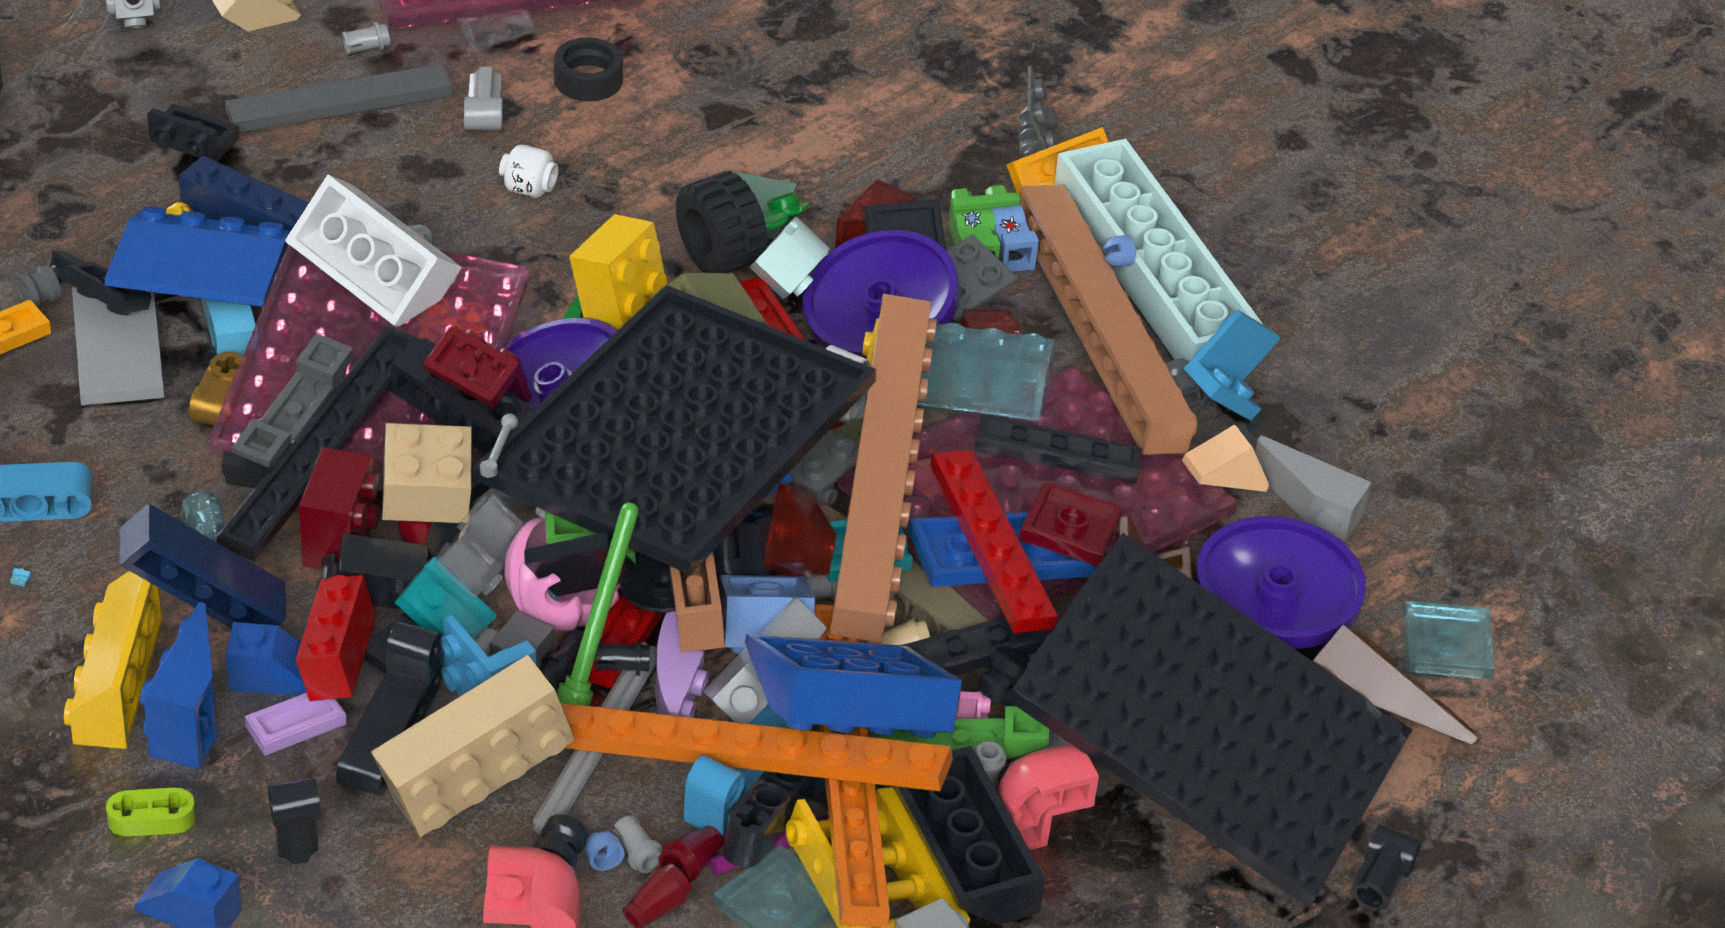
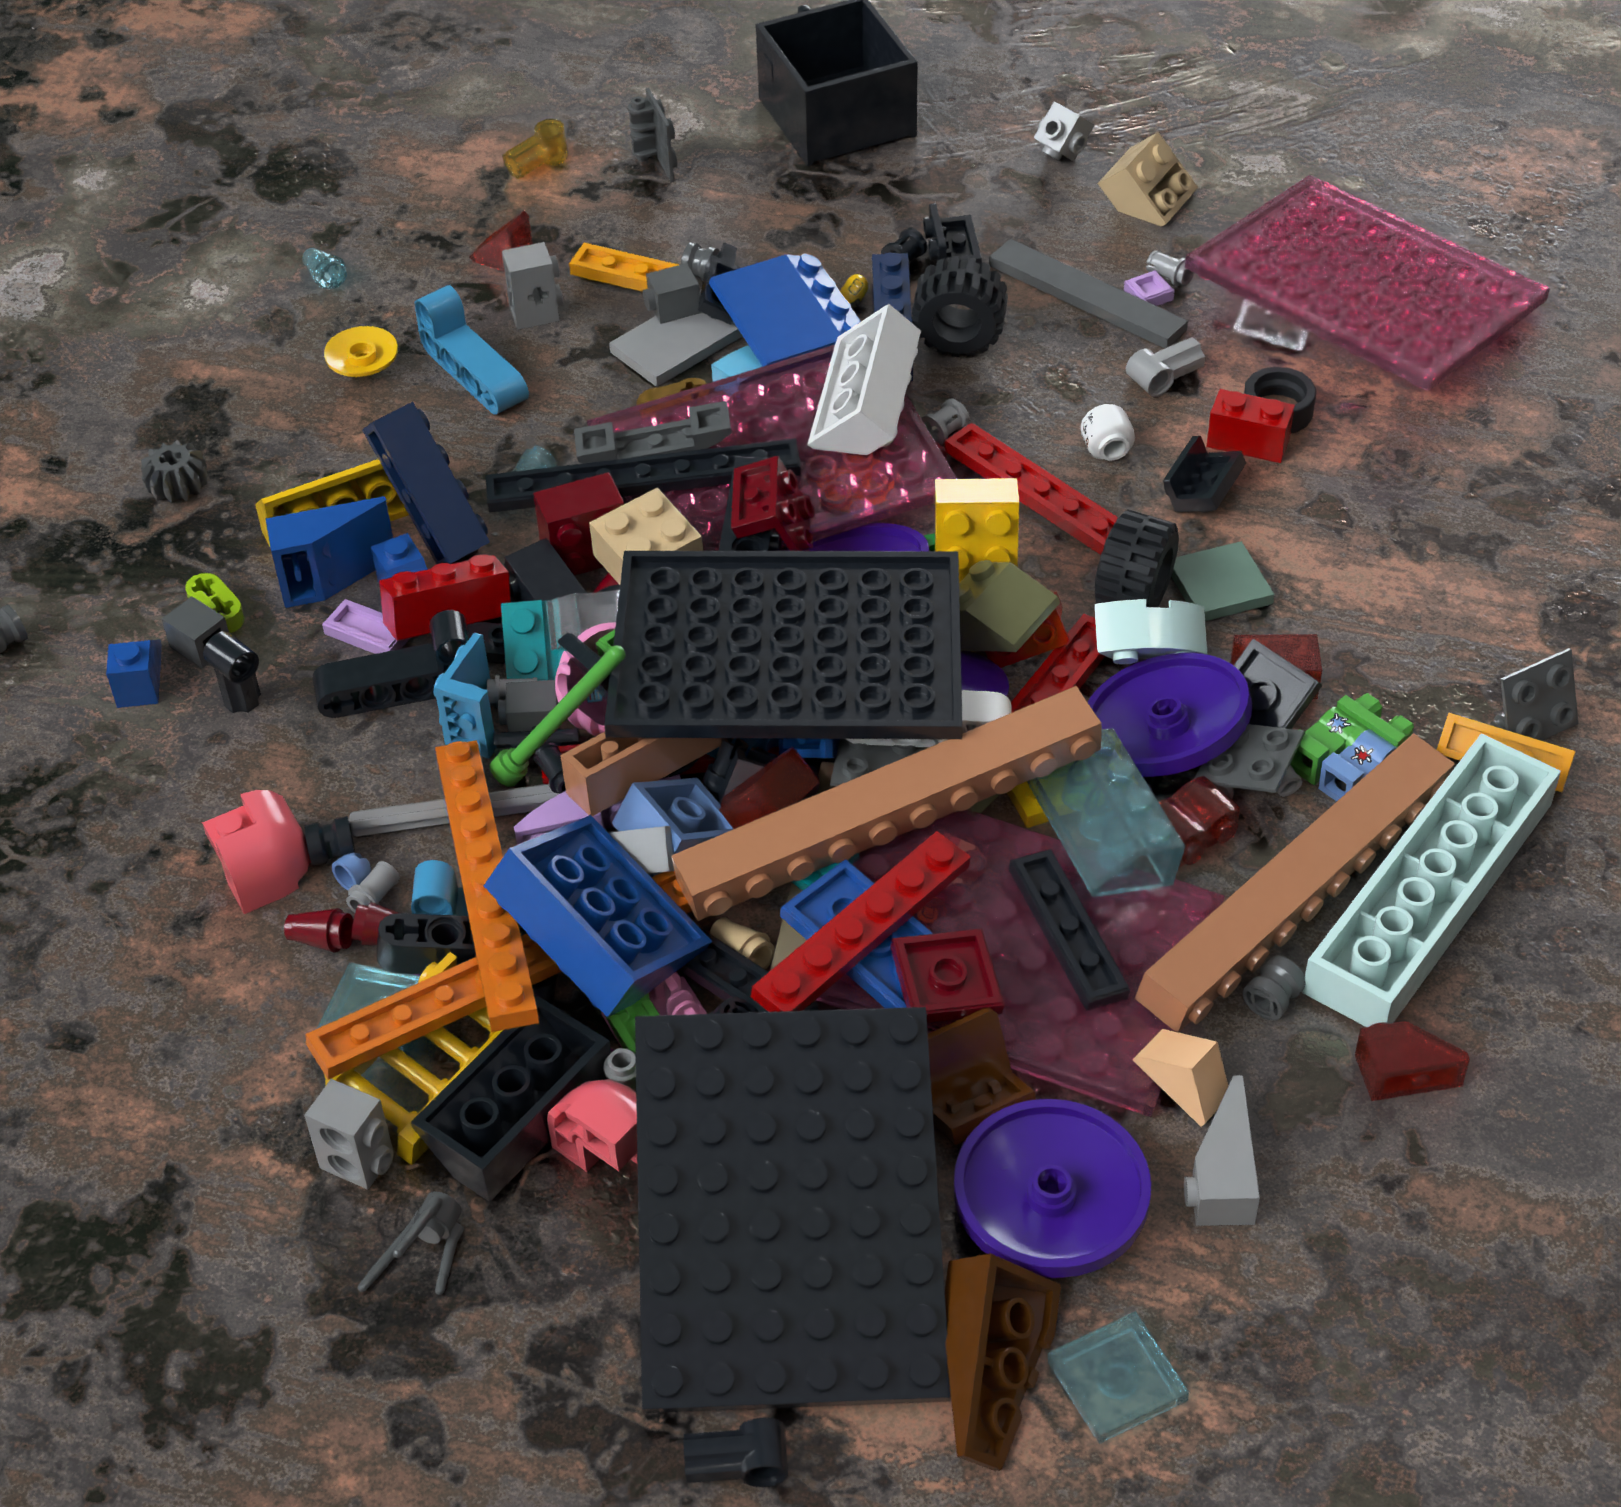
camera: 65 degrees right, 5 degrees up
(77, 317) = (672, 293): none -> dark grey brick
(158, 158) = (915, 246): none -> black bush
(188, 833) = (191, 627): none -> dark grey brick
(307, 151) = (966, 285): none -> black tyre
(373, 62) = (1150, 288): none -> lavender tile
(473, 746) = (365, 725): tan brick -> none
(489, 467) = (626, 558): light grey hinge -> none
(544, 240) = (1036, 486): none -> red plate
(607, 95) = (1250, 425): none -> red brick
(639, 150) = (1201, 478): none -> black bracket
(783, 209) = (1212, 596): green plate -> none
(1120, 251) = (1384, 842): medium blue hinge -> none
(1229, 359) = (1307, 1002): dark azure bracket -> none
(1294, 361) = (1407, 1061): none -> clear red slope

